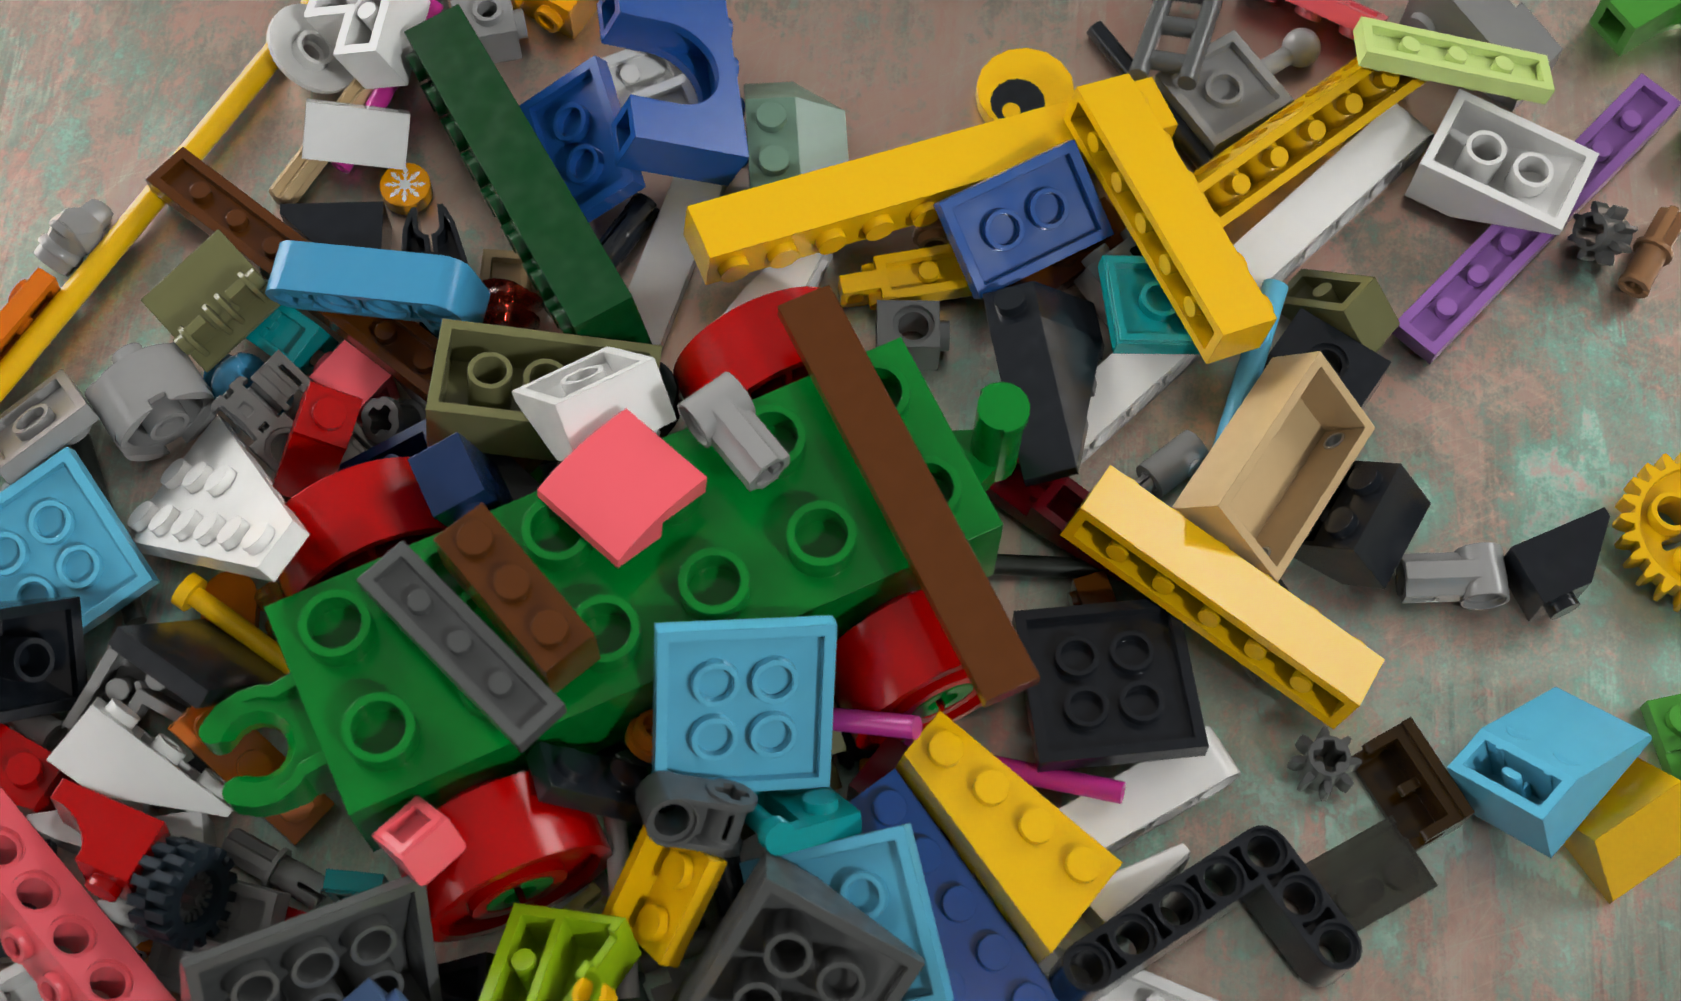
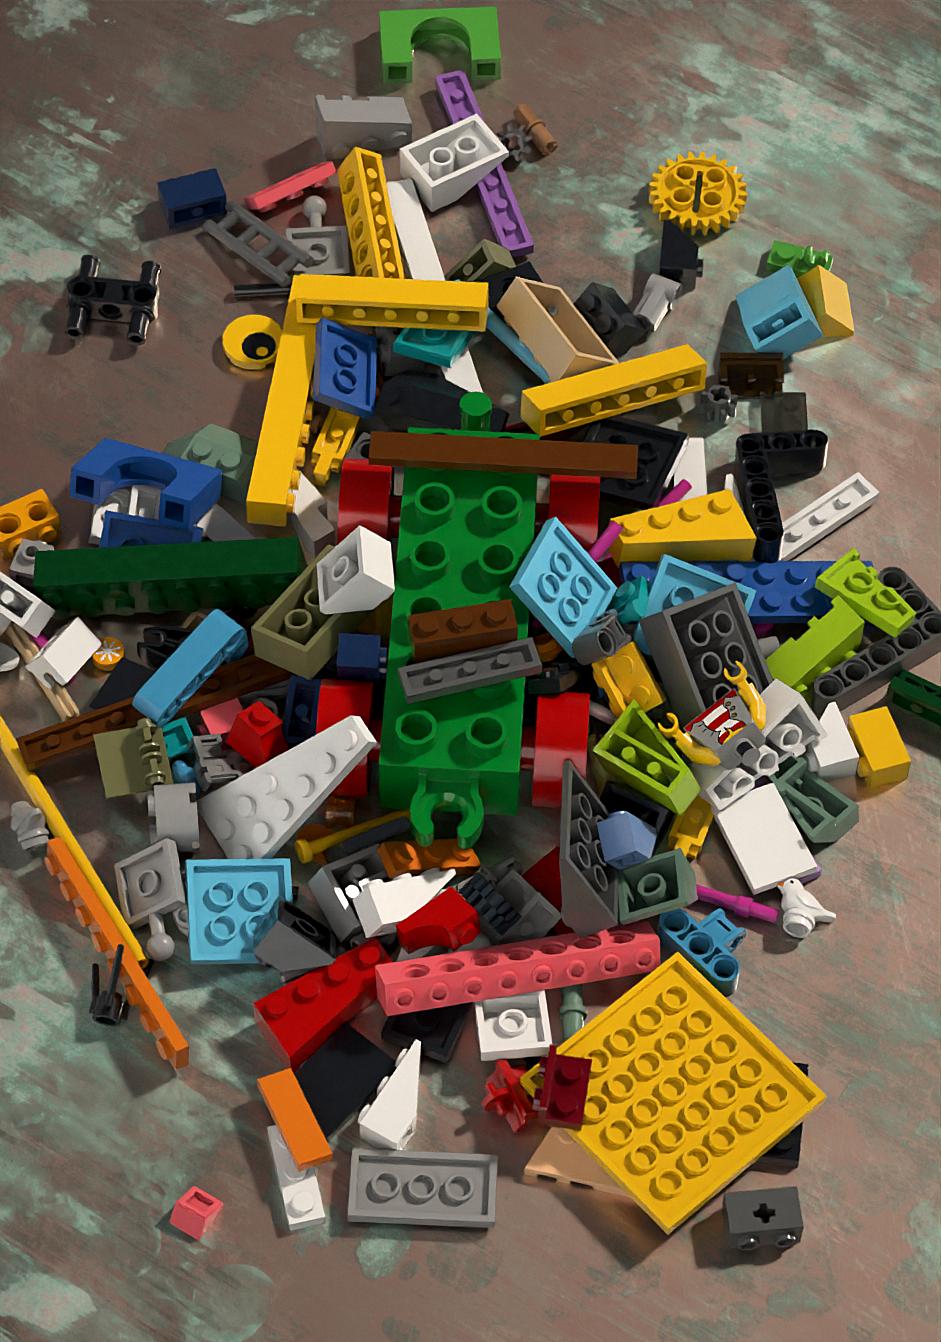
camera: 60 degrees left, 10 degrees down
(345, 883) = (526, 842): teal tile -> none
(420, 840) = (548, 750): coral slope -> none
(621, 487) = (425, 568): coral slope -> none
(726, 419) = (417, 507): light grey piece -> none
(1171, 464) = (516, 381): light grey piece -> none
(1453, 60) = (385, 140): yellowish green plate -> none

